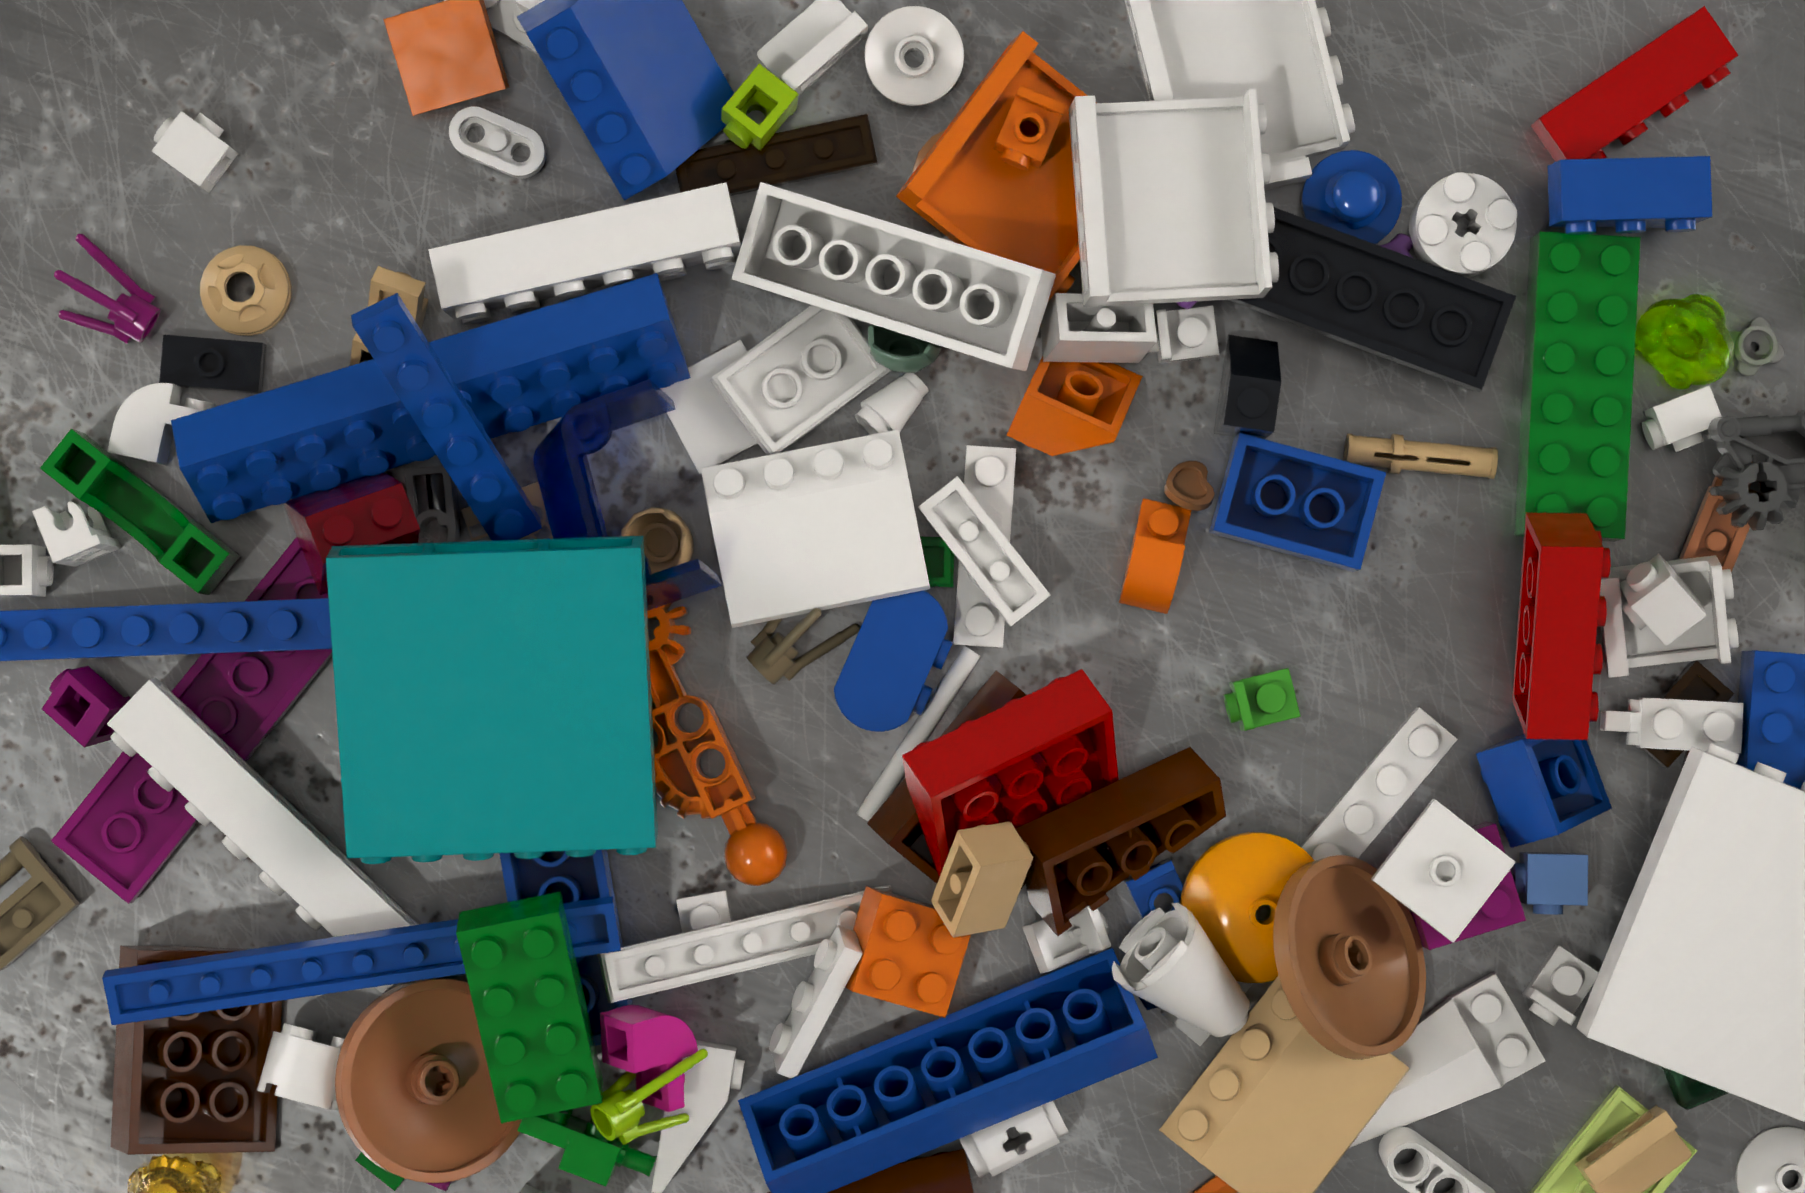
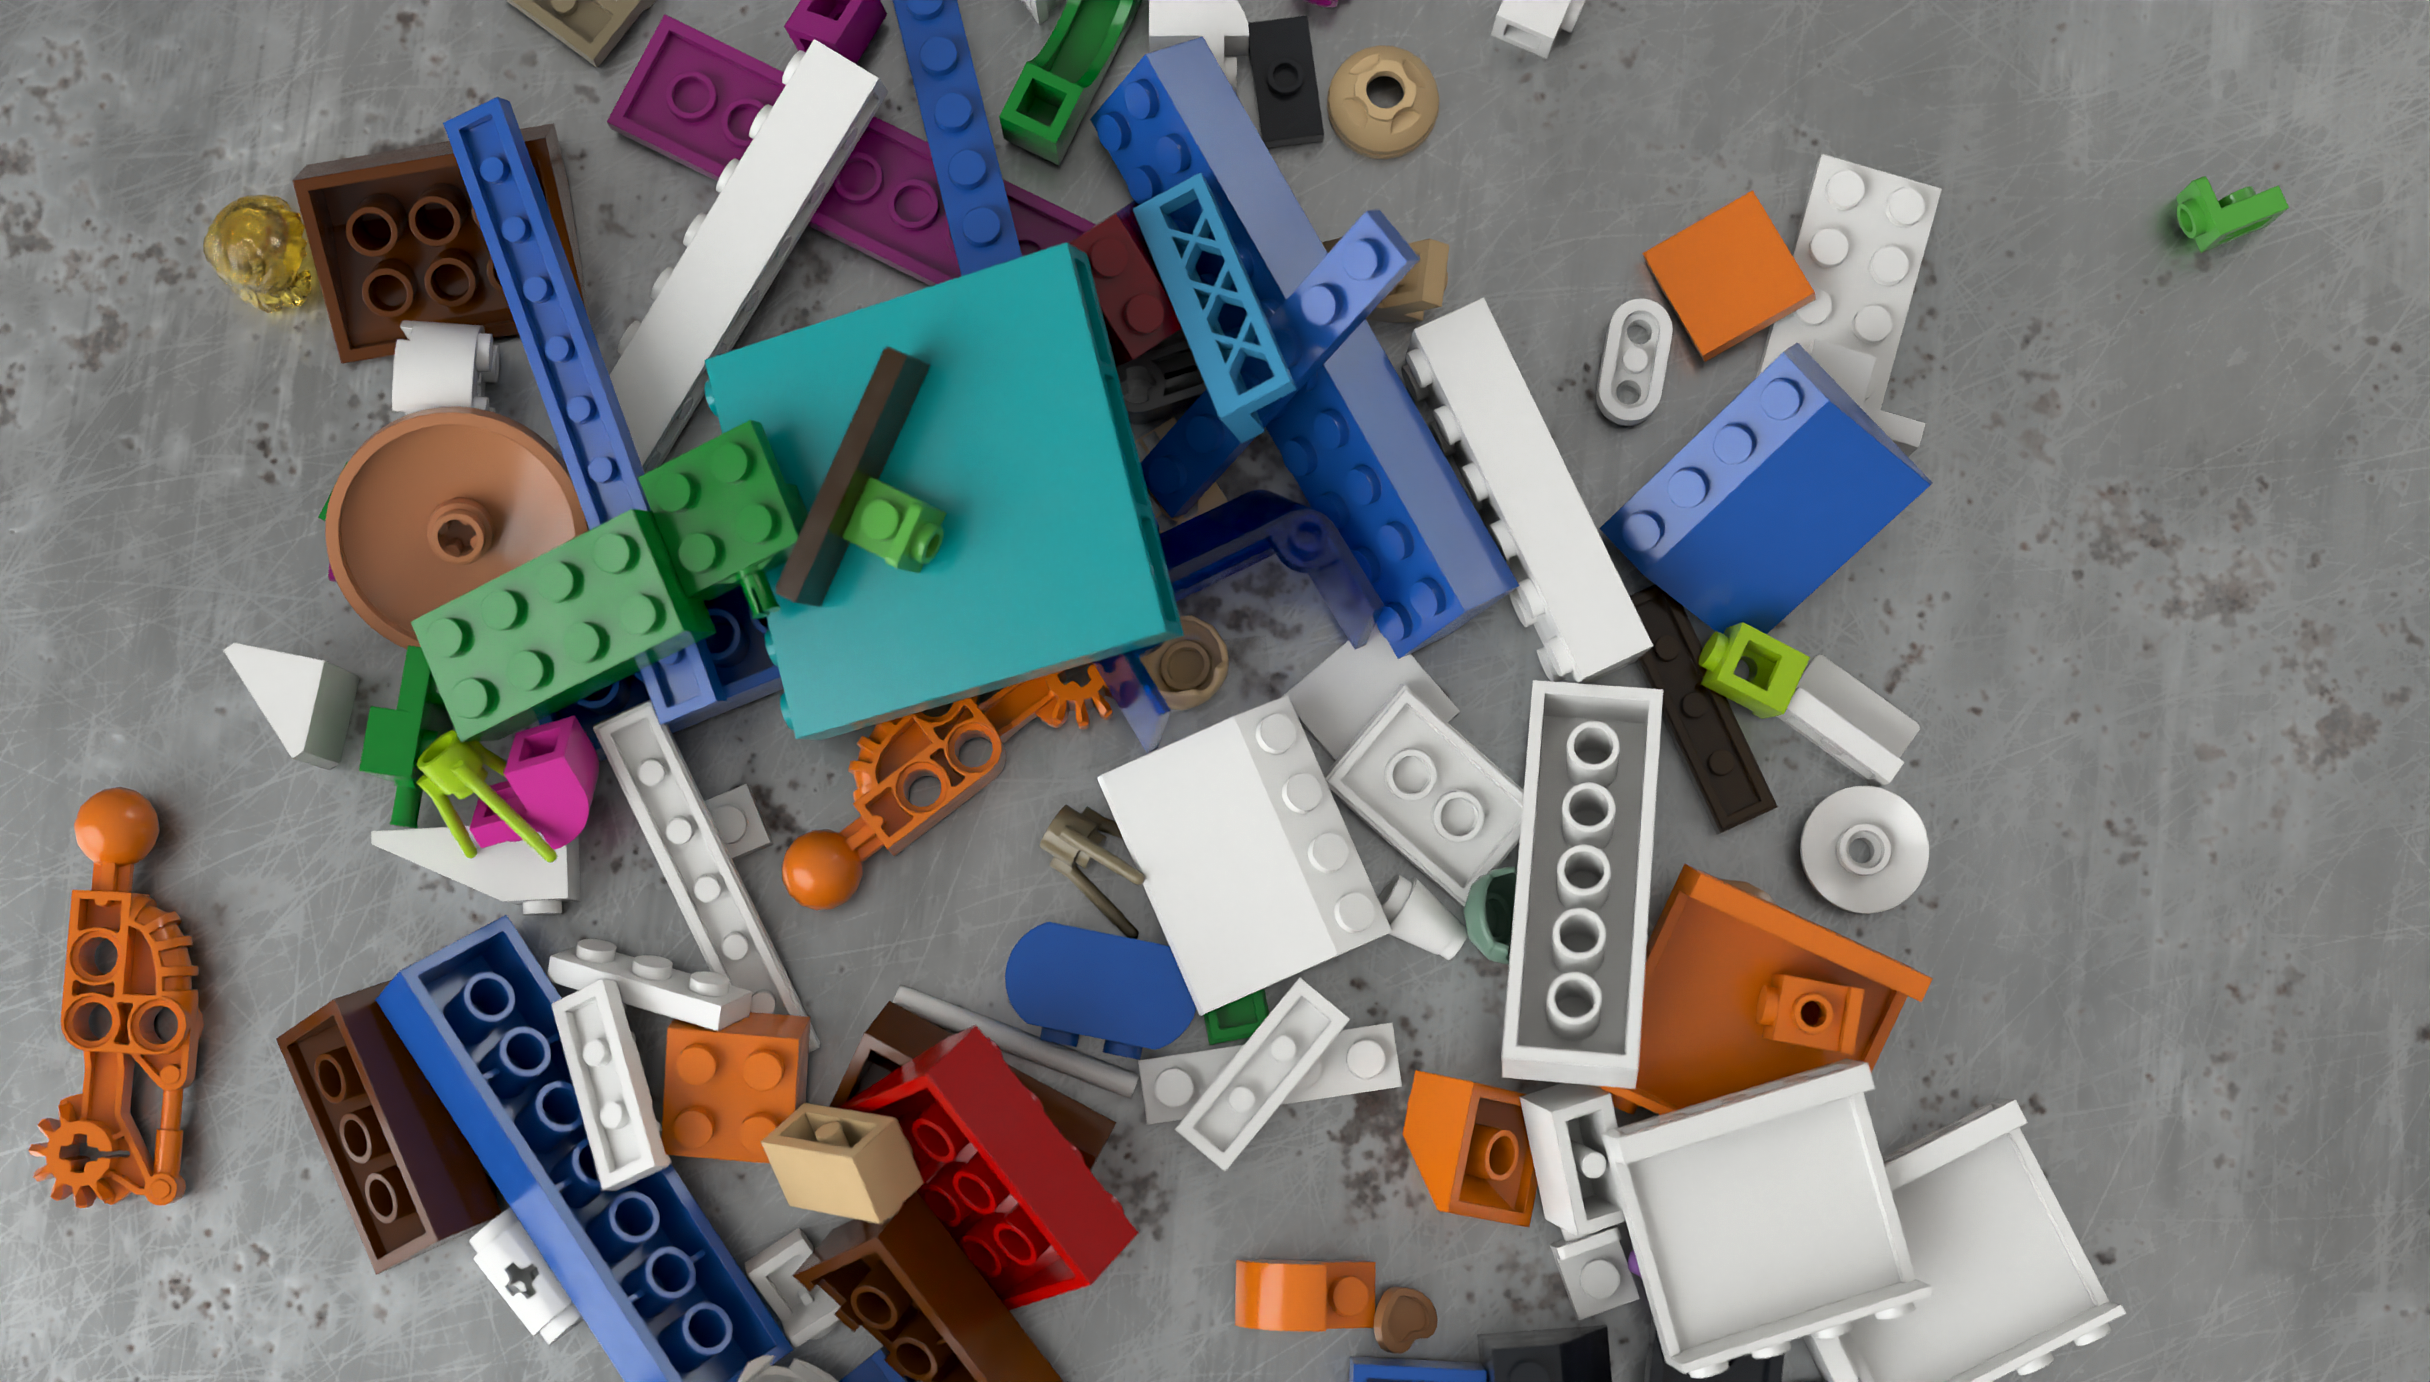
camera: 70 degrees right, 5 degrees down
(390, 468) = (1200, 304): none -> dark azure fence
(468, 760) = (859, 456): none -> dark brown tile
(475, 862) = (727, 516): none -> green plate
(513, 735) = (896, 526): none -> bright green bracket
(885, 1043) = (610, 1085): none -> white plate

